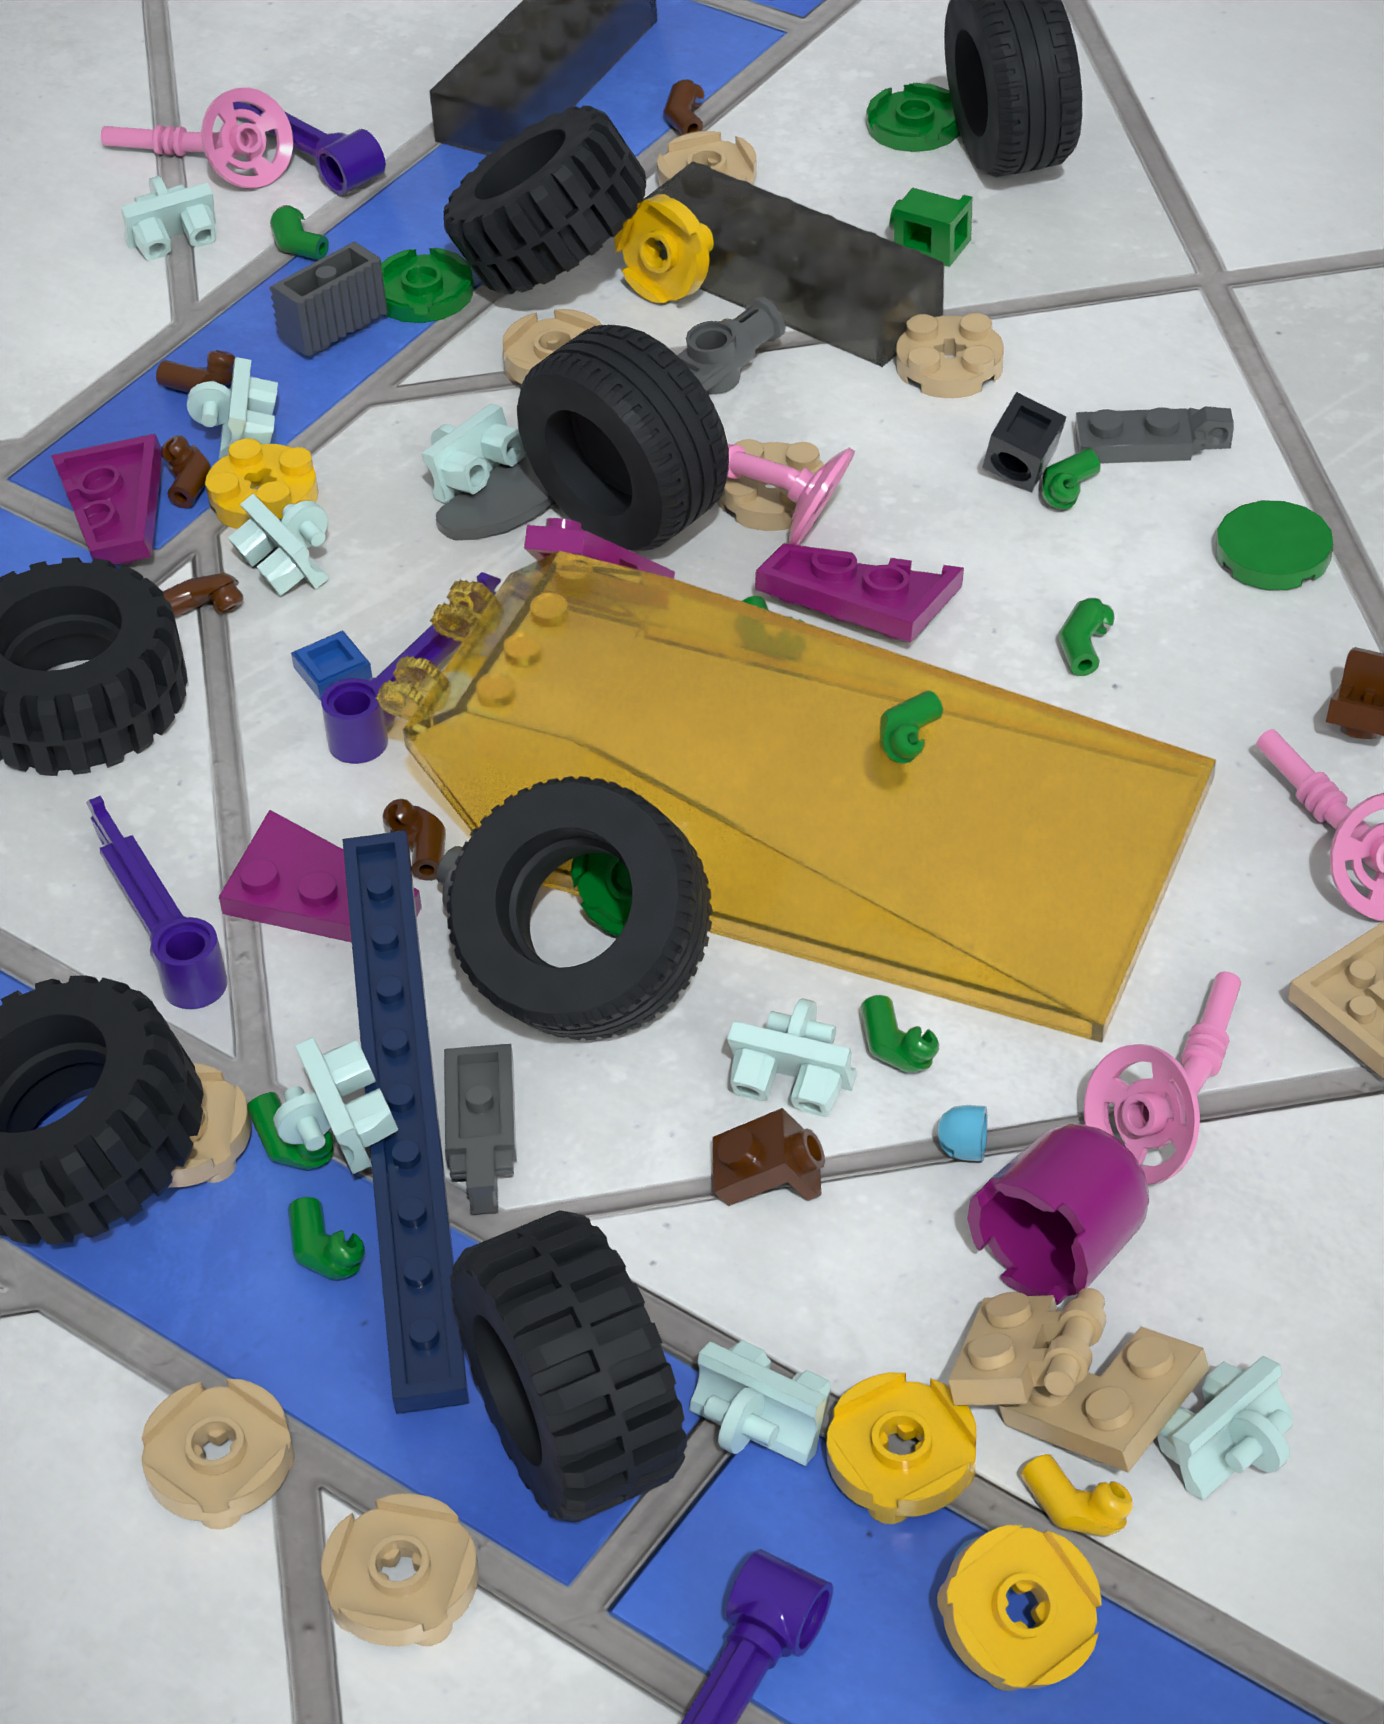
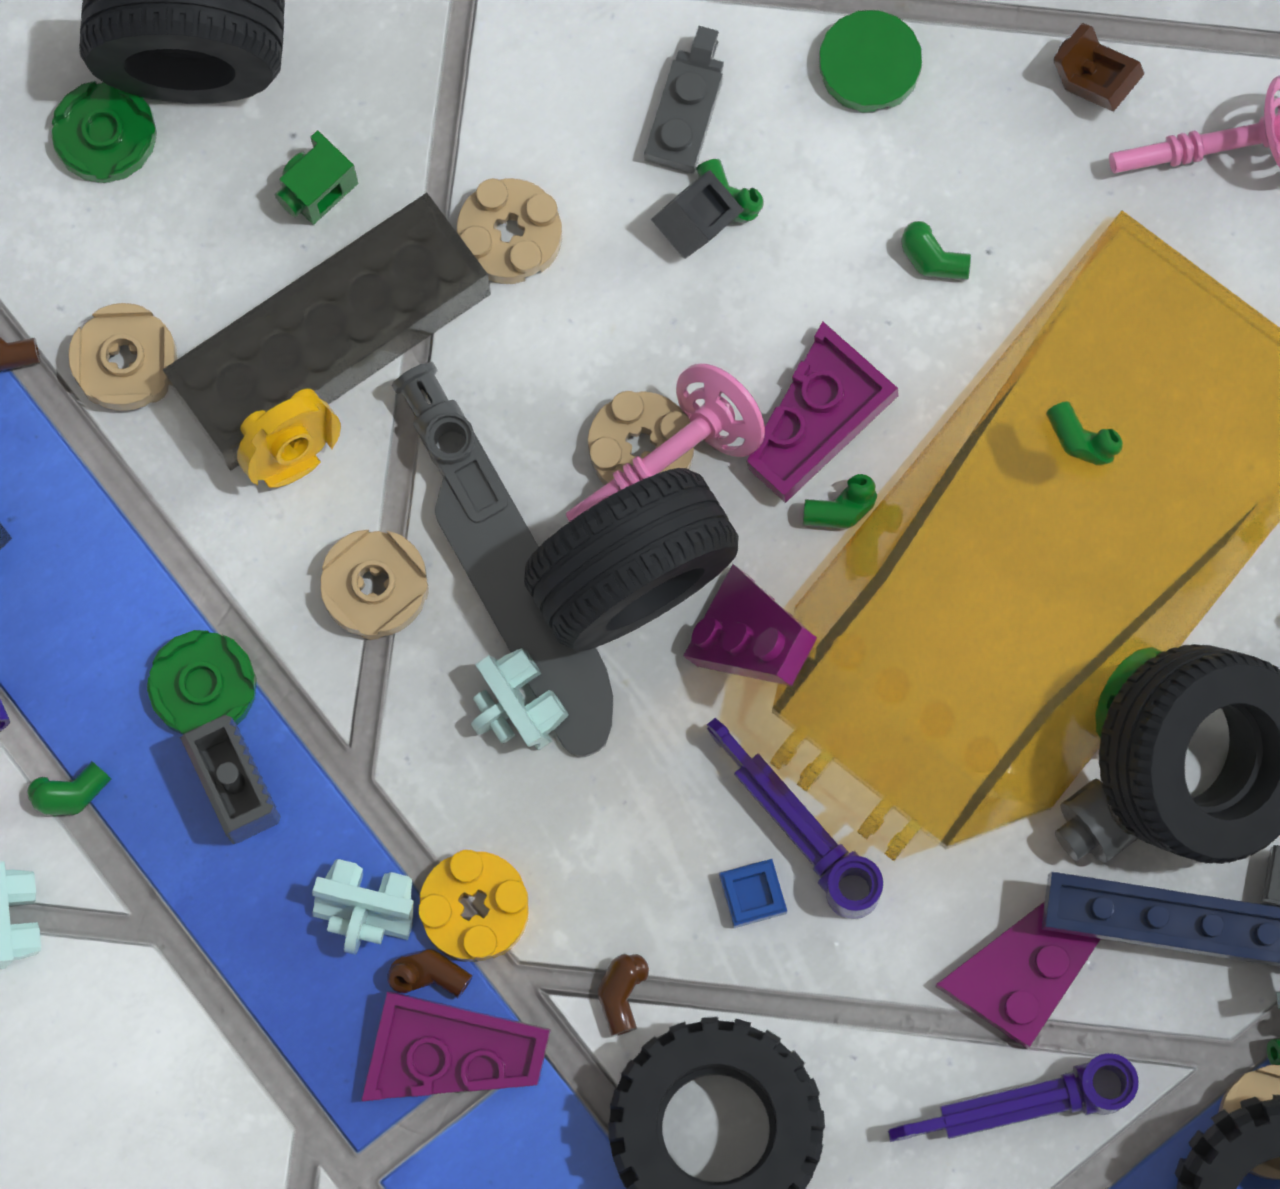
camera: 75 degrees left, 30 degrees up
(185, 377) = (281, 932): reddish brown arm -> none
(299, 529) = (562, 912): light aqua hips -> none
(424, 833) = (1000, 861): reddish brown arm -> none
(545, 200) = (147, 558): black tyre -> none

